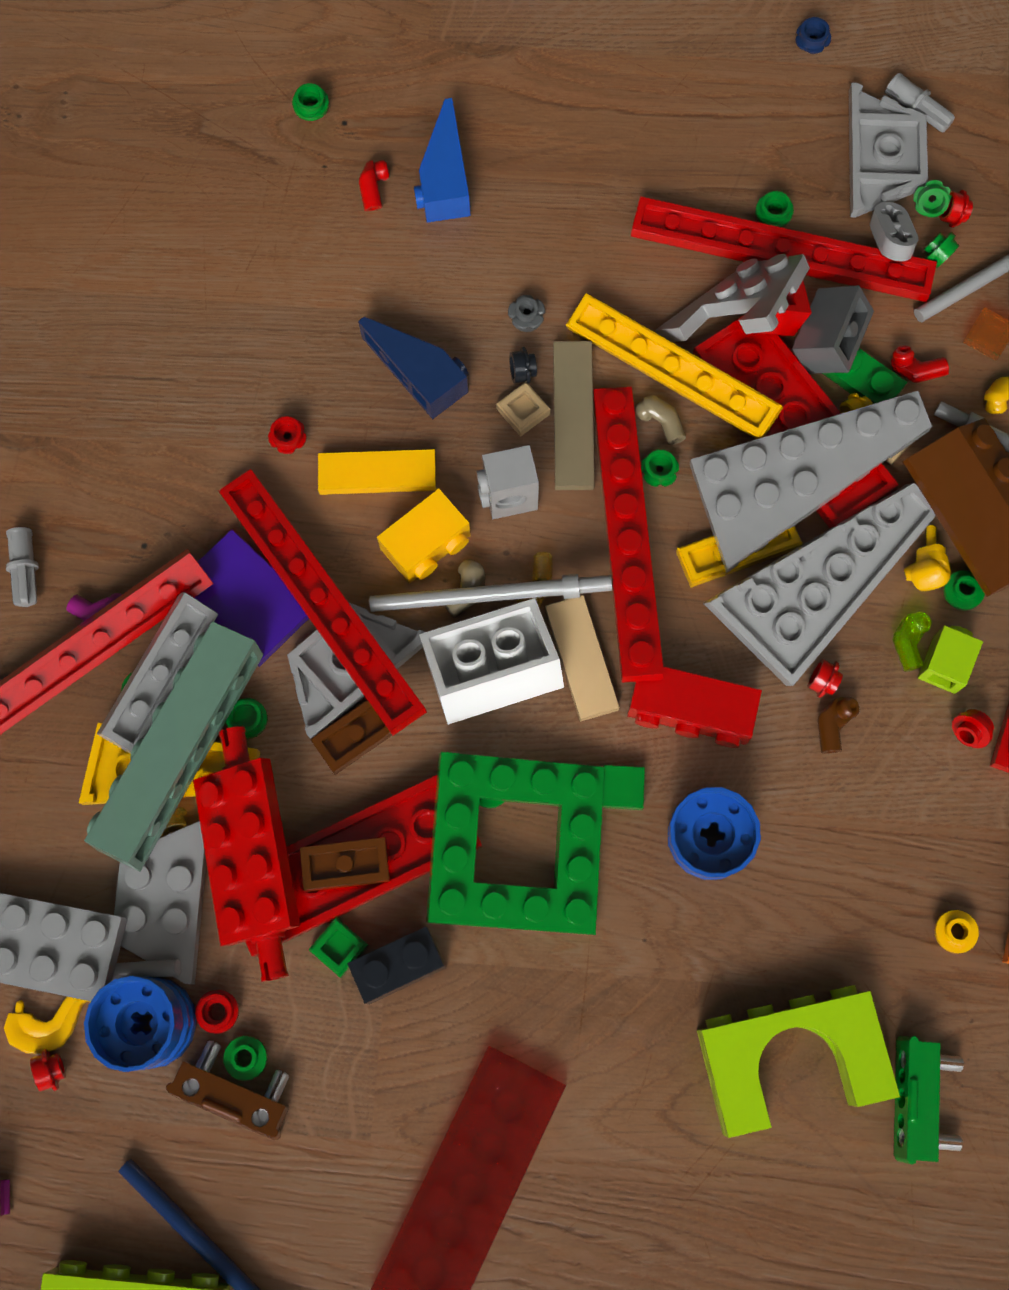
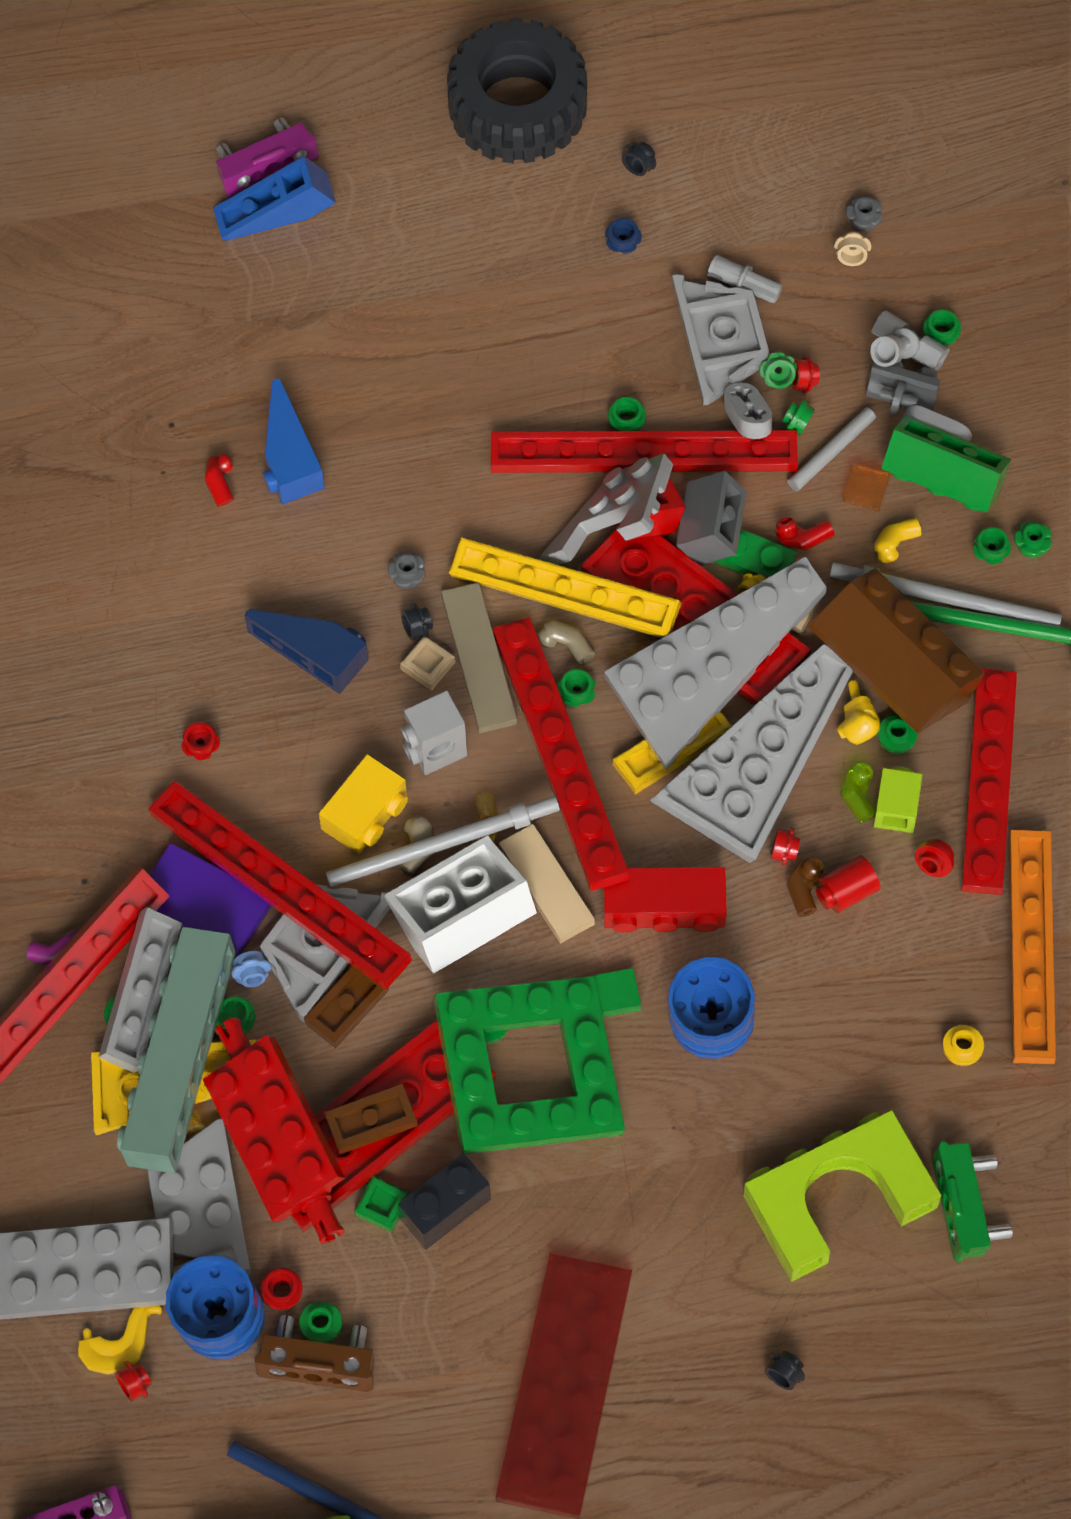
camera: 15 degrees left, 10 degrees down
(273, 675) = (251, 969): none -> medium blue plate
(308, 94) = (133, 403): green plate -> none
(377, 471) = (299, 756): yellow tile -> none
(694, 1234) = (785, 1370): none -> black plate
(879, 735) = (847, 885): none -> red brick

